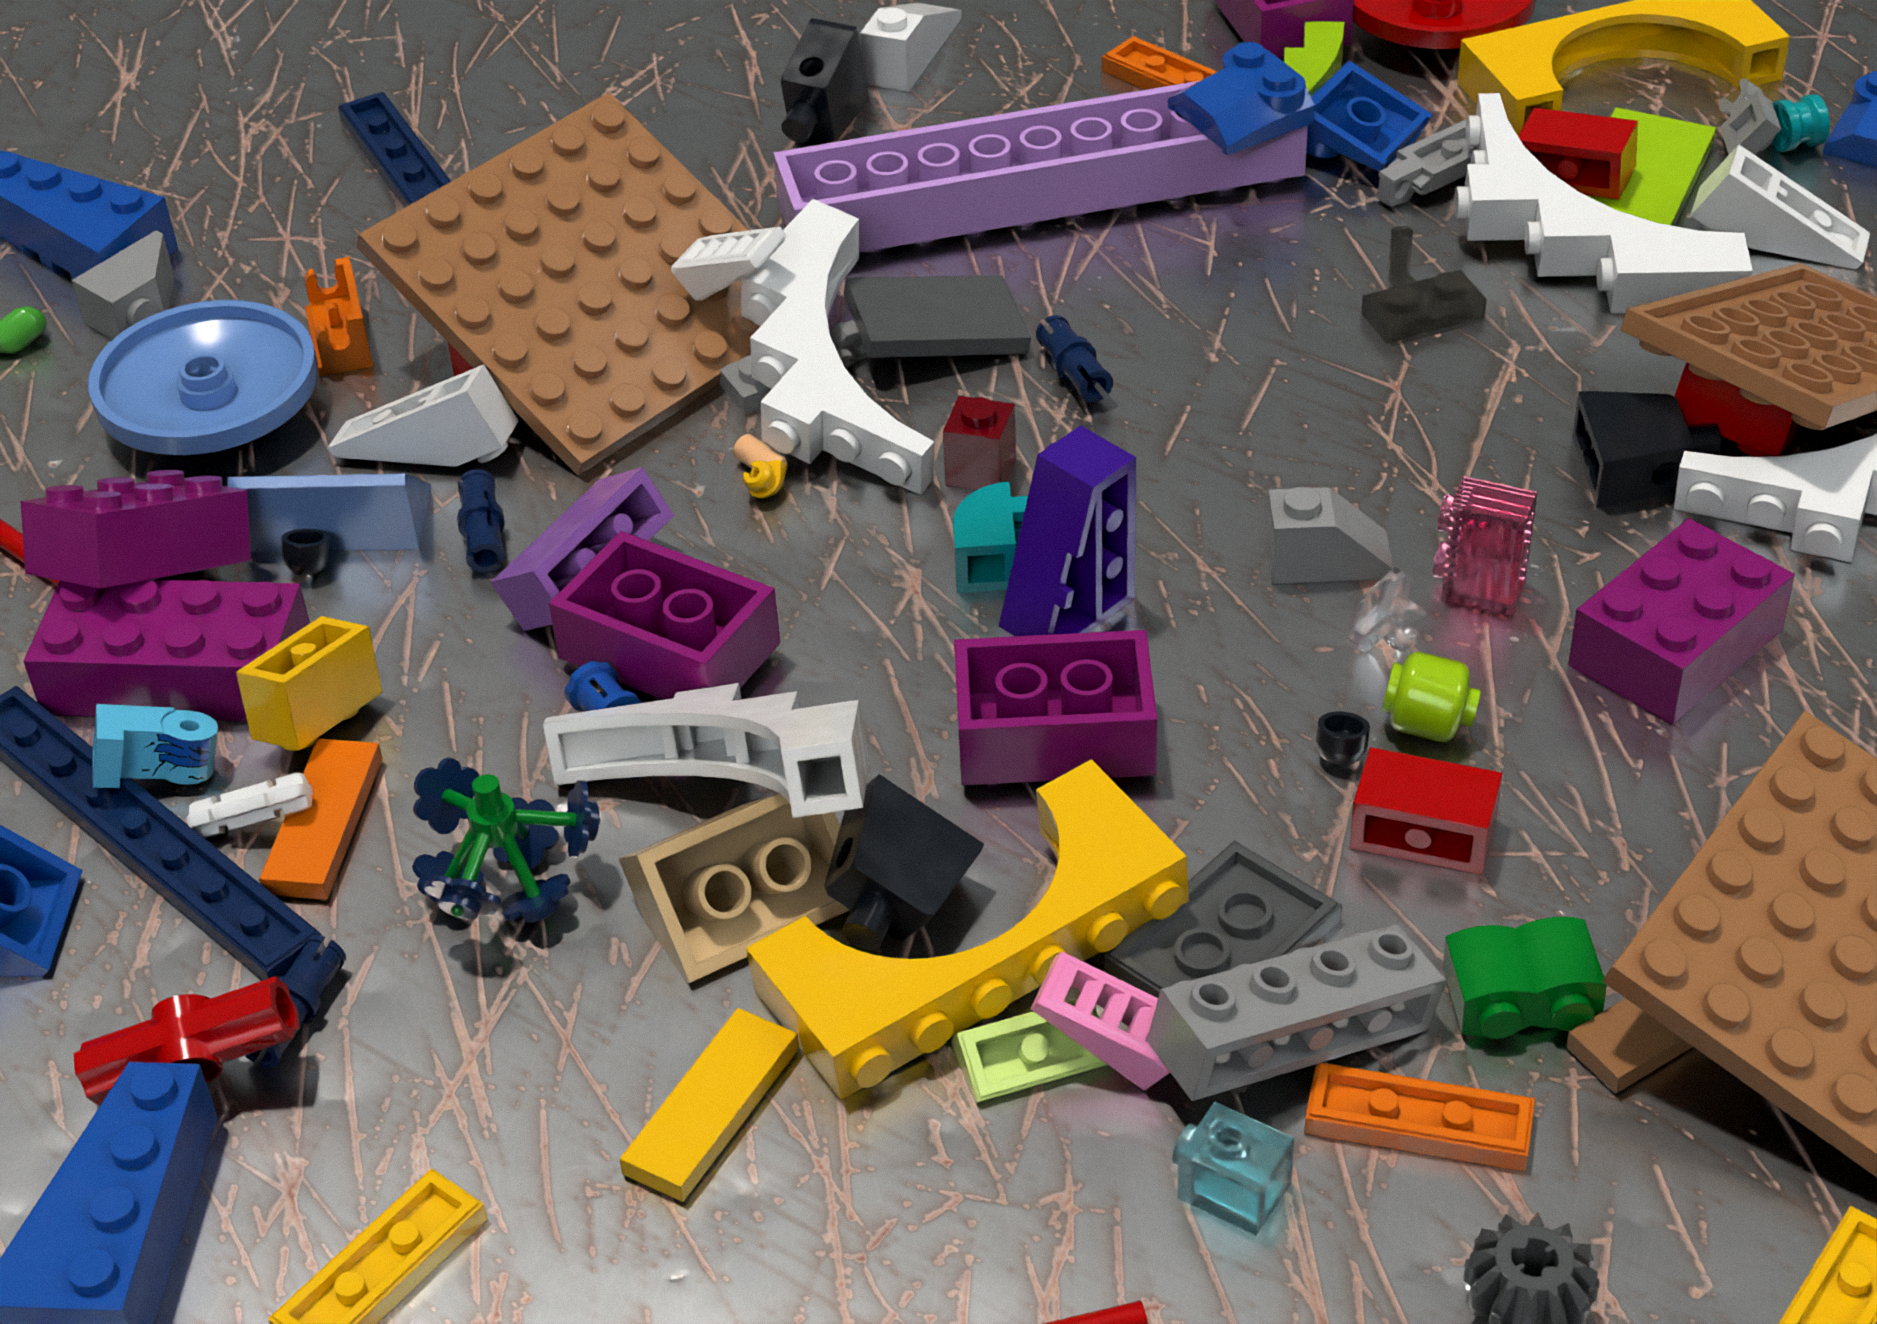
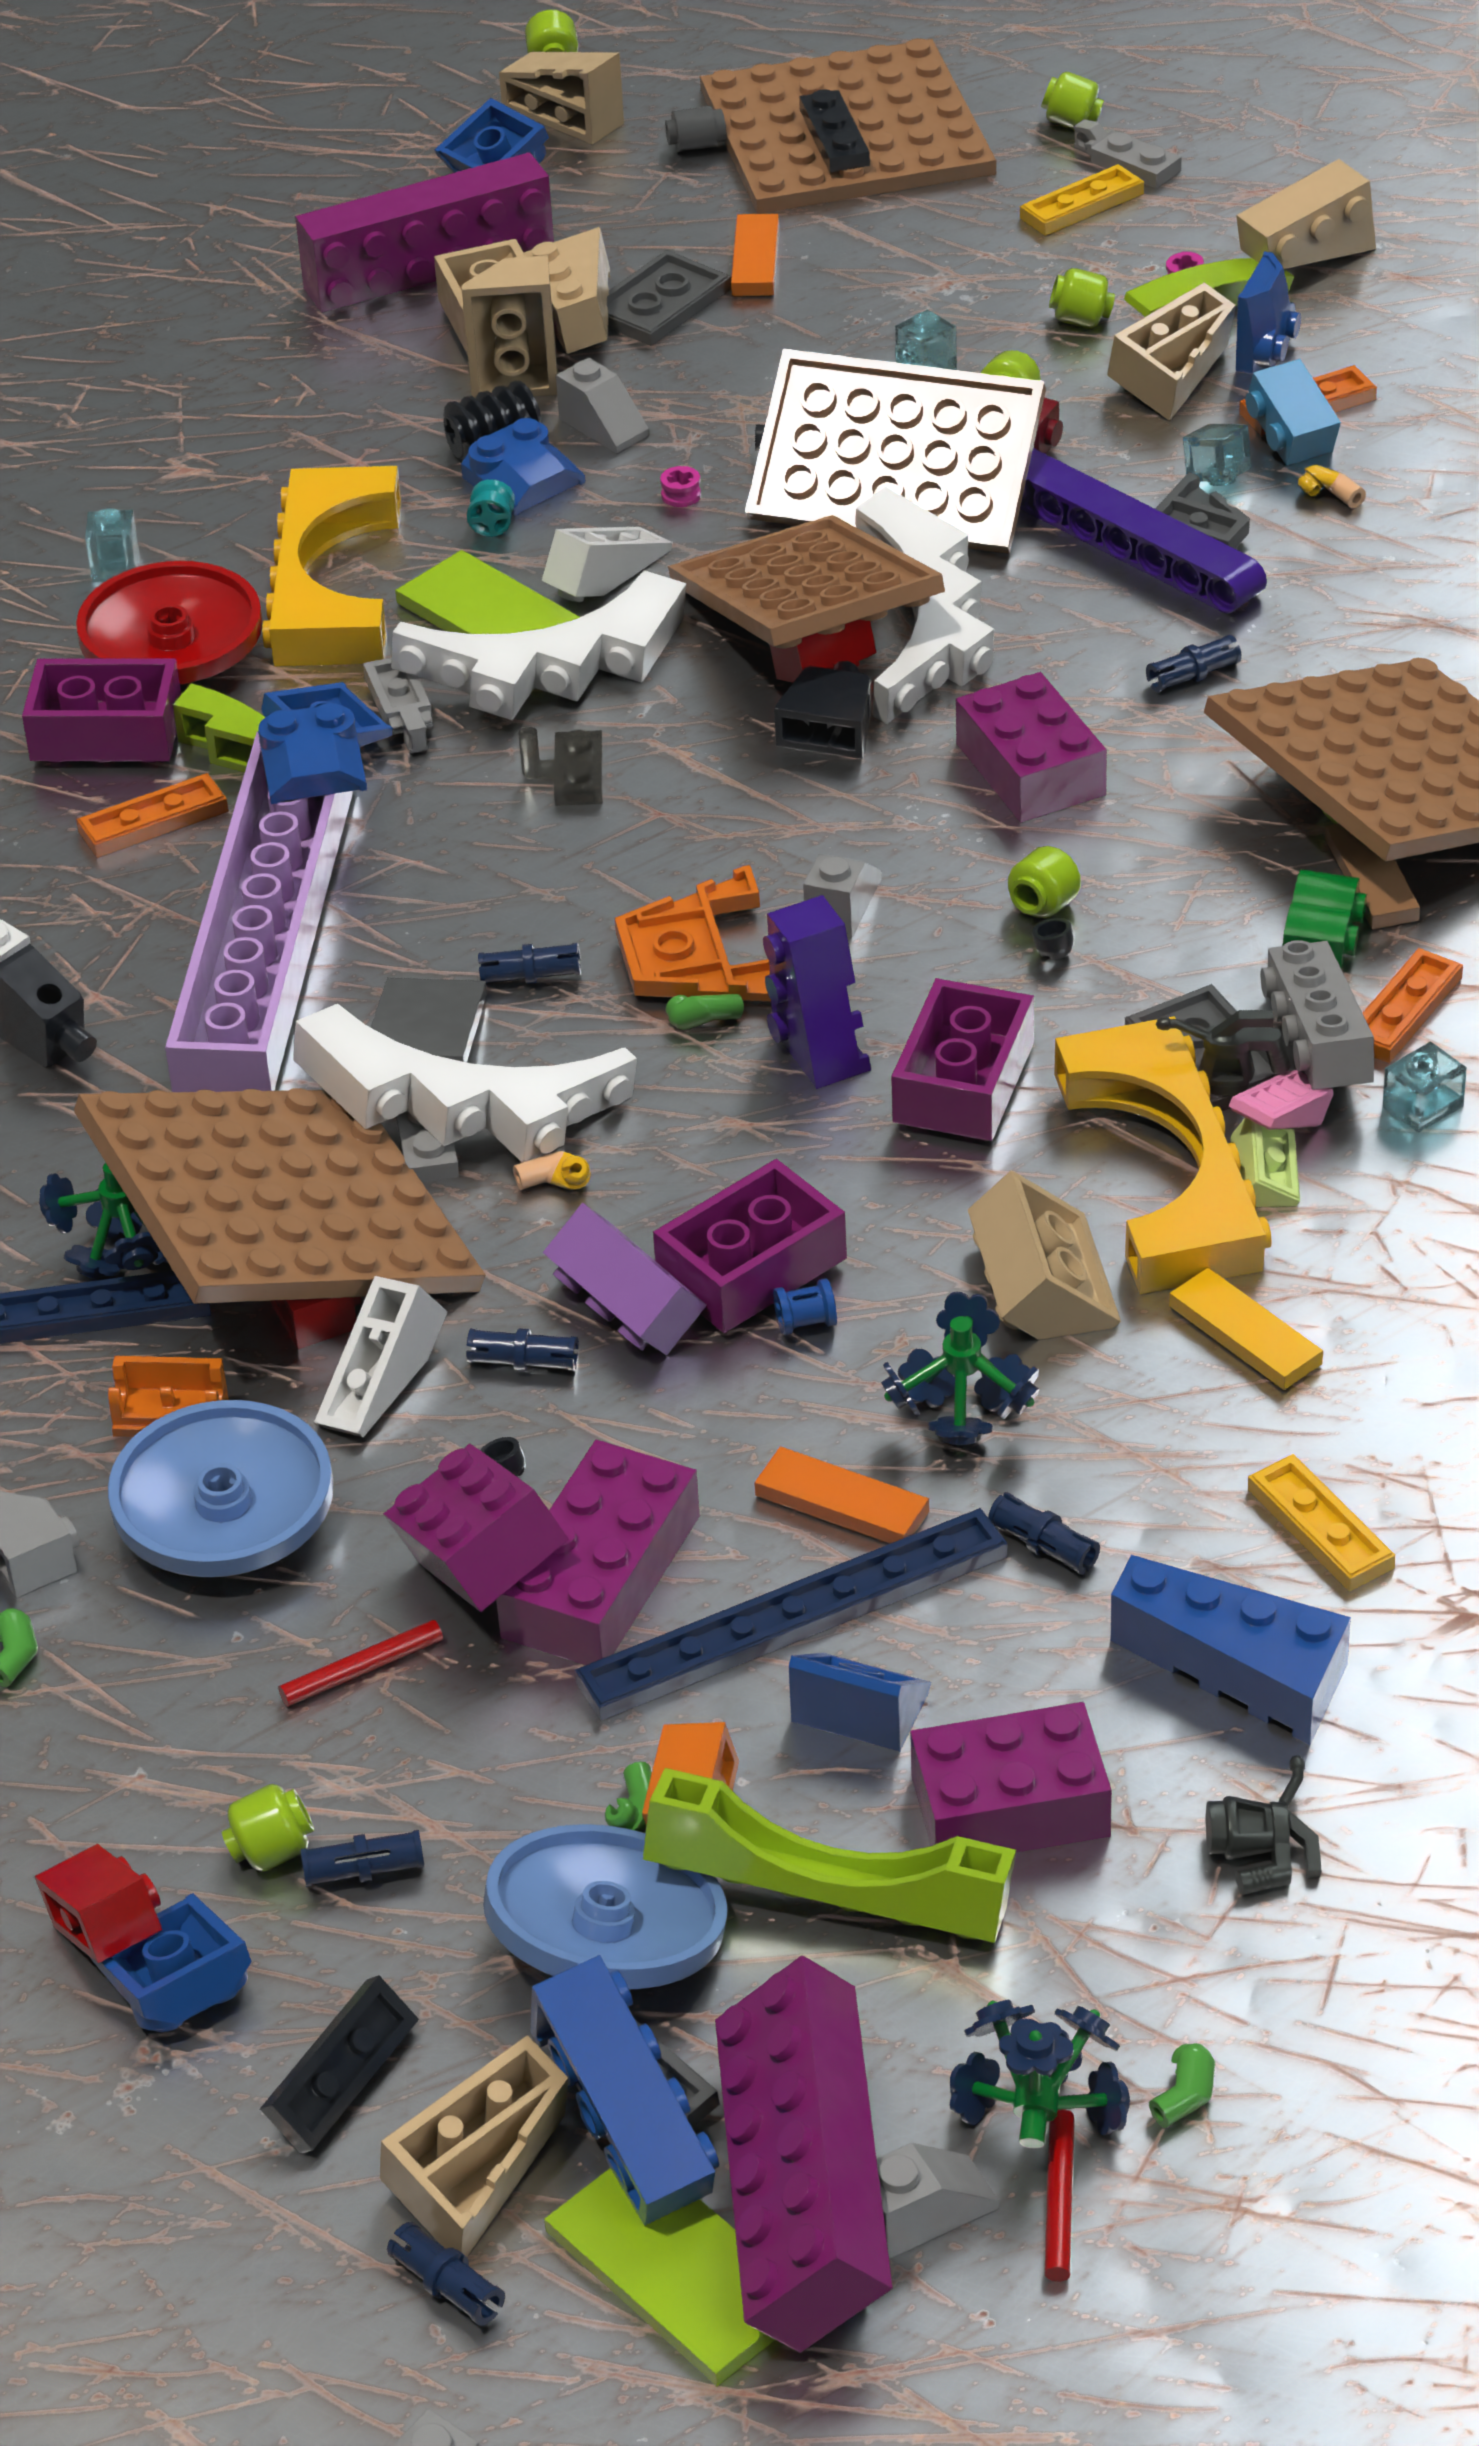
camera: 70 degrees left, 0 degrees up
(152, 745) = (723, 1576): medium azure leg -> none
(192, 1032) = (1085, 1575): red piece -> none
(250, 805) = (821, 1525): white axle -> none
(309, 683) = (727, 1458): yellow brick -> none
(352, 509) = (463, 1410): medium blue slope -> none
(724, 259) = (337, 1077): white slope -> none
(805, 754) = (950, 1193): white arch -> none
(895, 864) = (1089, 1171): black torso -> none
(979, 443) = (621, 1023): dark red brick -> none
(986, 538) = (736, 1054): teal brick -> none
(1151, 926) = (1229, 1047): none -> pearl dark grey piece
(1185, 443) = (678, 947): none -> orange wing
(1387, 614) = (937, 881): clear tile -> none
(1425, 810) = (1149, 918): red brick -> none
(1485, 545) = (920, 802): clear pink brick -> none
(1583, 149) = (476, 607): red brick -> none
(1750, 120) = (475, 530): light grey plate -> none

